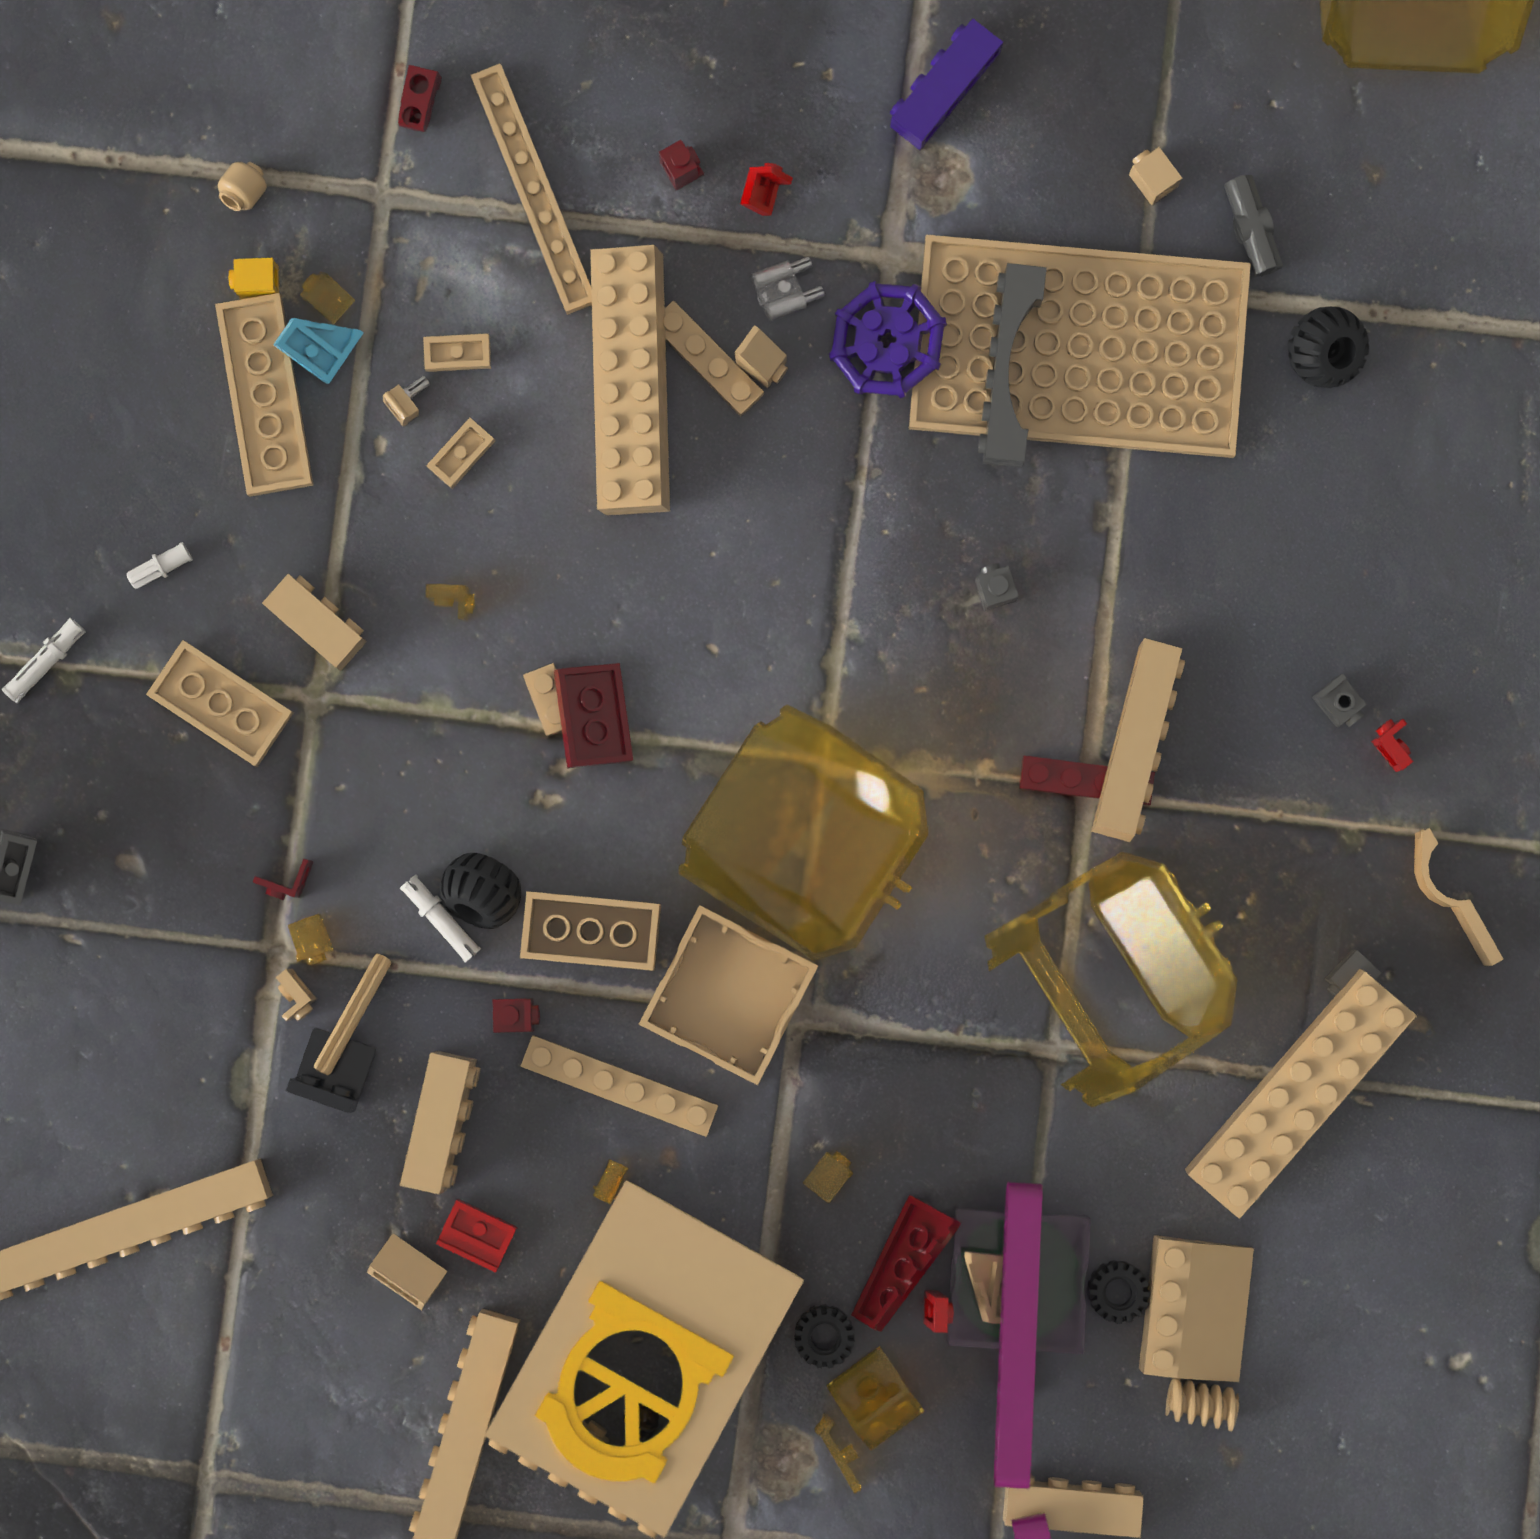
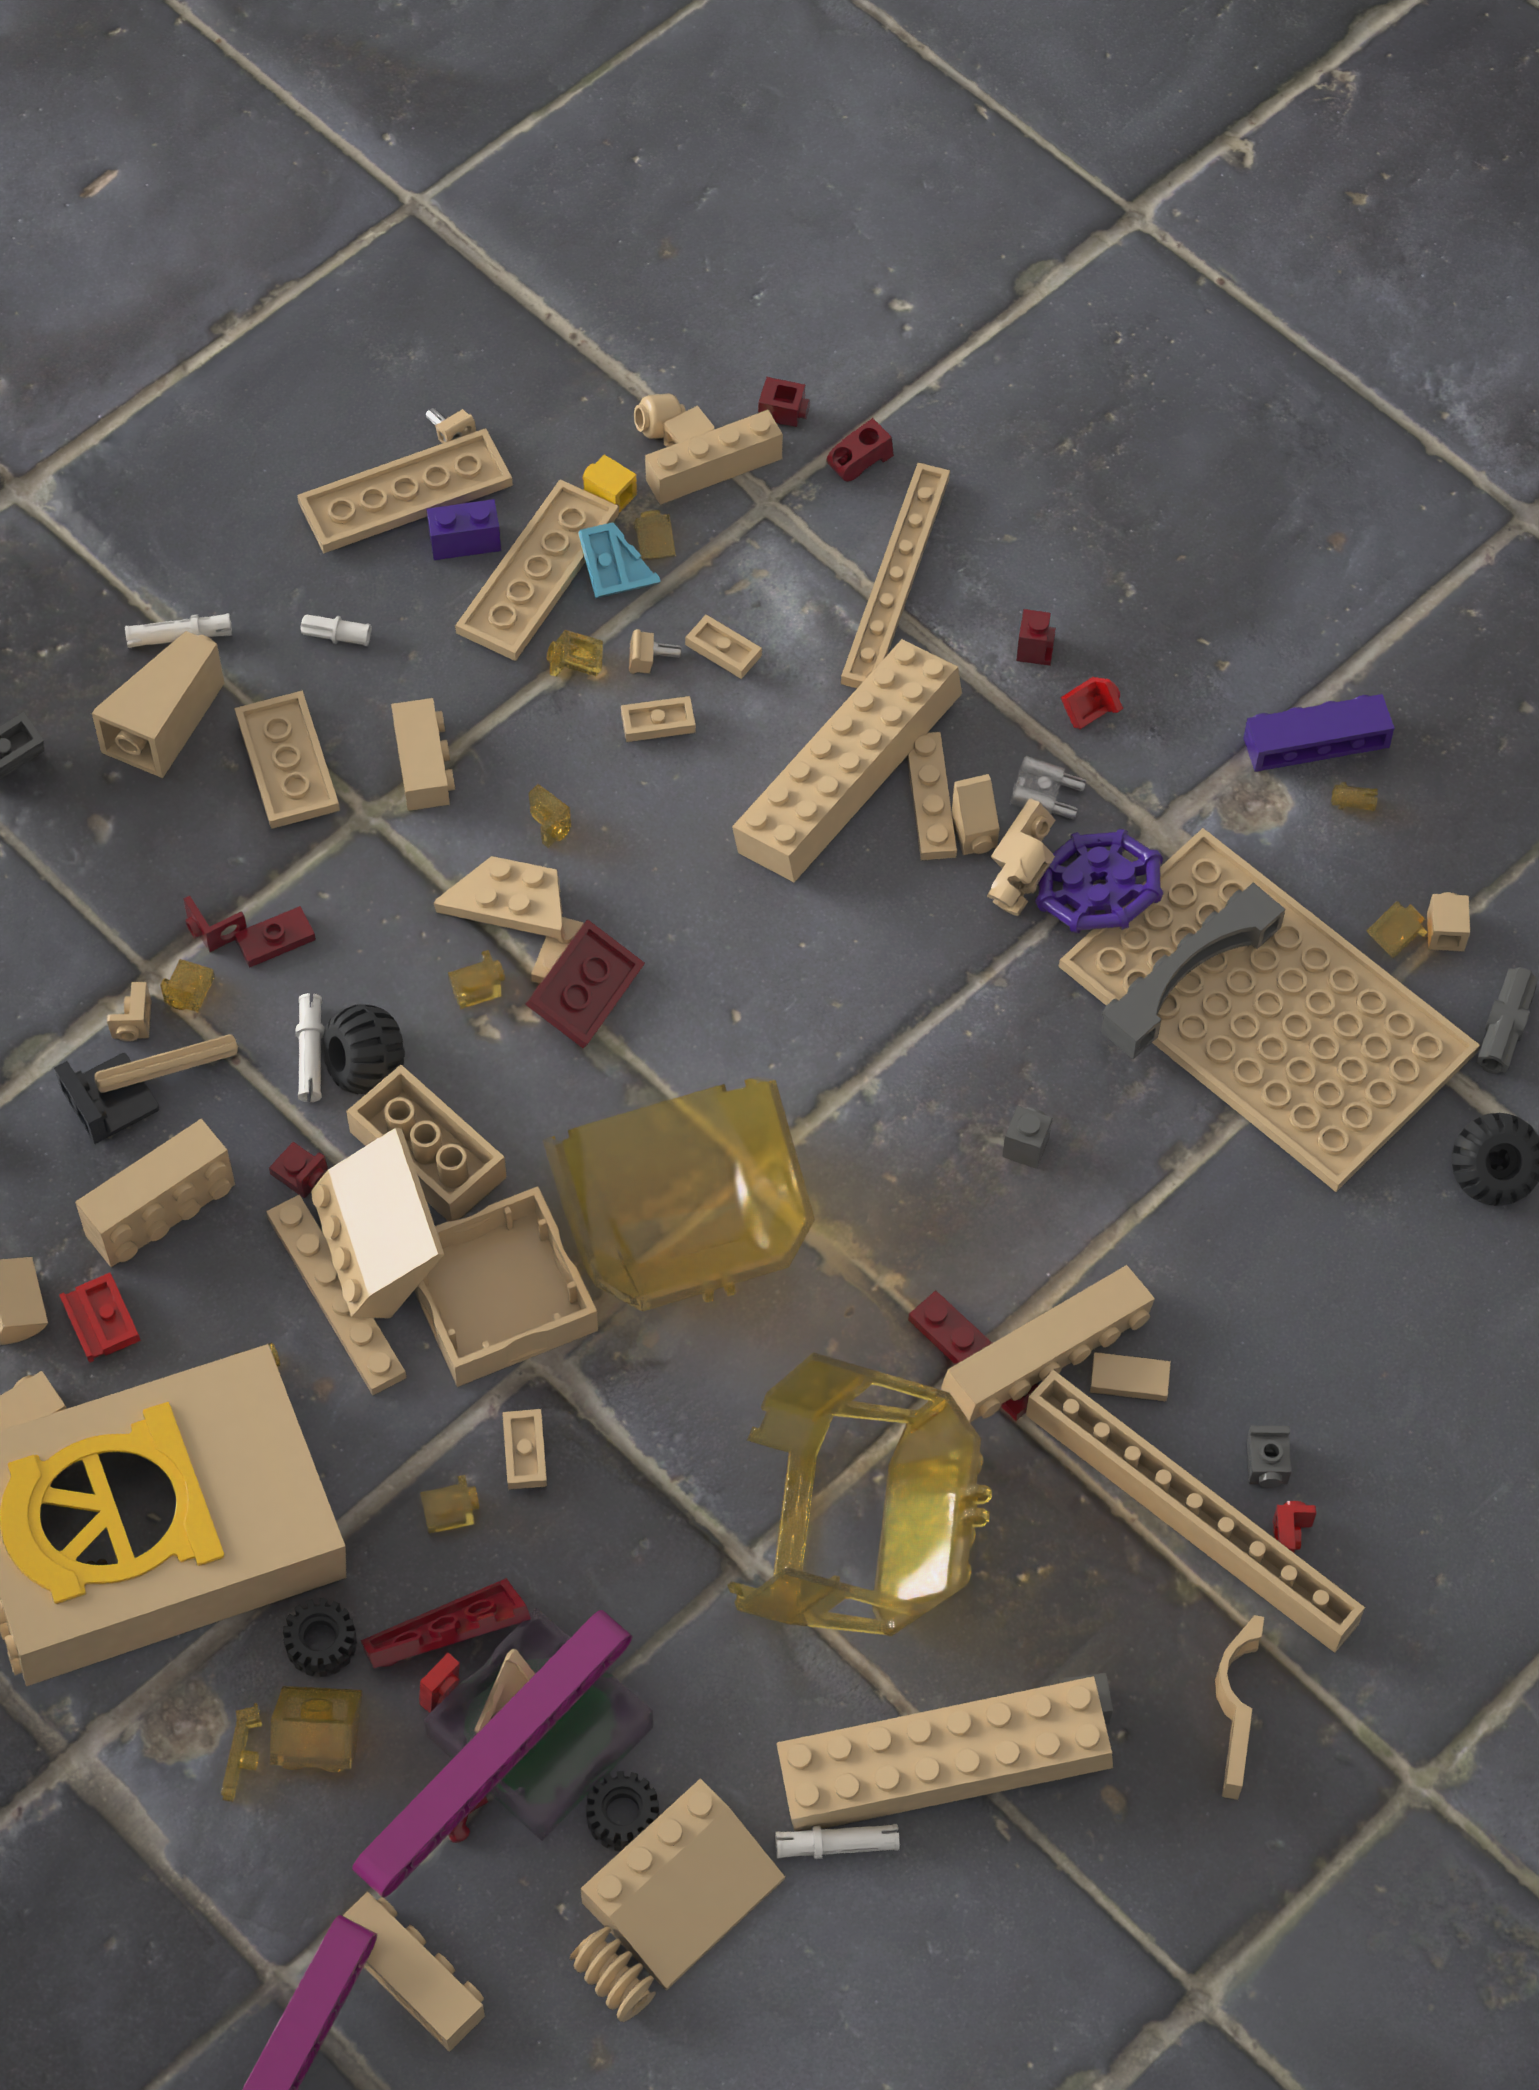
camera: 35 degrees right, 25 degrees down
(93, 322) = (452, 427): none -> tan piece
(94, 738) = (160, 705): none -> tan slope
(105, 404) = (404, 490): none -> tan plate
(181, 406) = (464, 529): none -> dark purple brick
(276, 185) = (686, 426): none -> tan panel
(314, 191) = (713, 457): none -> tan brick
(318, 92) = (784, 401): none -> dark red brick
(337, 851) = (274, 936): none -> dark red plate
(355, 446) = (576, 653): none -> clear yellow bracket
(479, 686) = (508, 896): none -> tan wing
(512, 771) = (477, 982): none -> clear yellow bracket
(617, 1027) = (377, 1226): none -> slope
(820, 365) = (1022, 858): none -> tan plate
(845, 1096) = (524, 1449): none -> tan plate
(1010, 120) = (1354, 797): none -> clear yellow pin
(1123, 209) = (1397, 928): none -> clear yellow bracket
(1201, 713) = (1130, 1376): none -> tan tile
(1270, 1199) = (834, 1841): none -> white pin
(1324, 785) = (1195, 1511): none -> tan brick

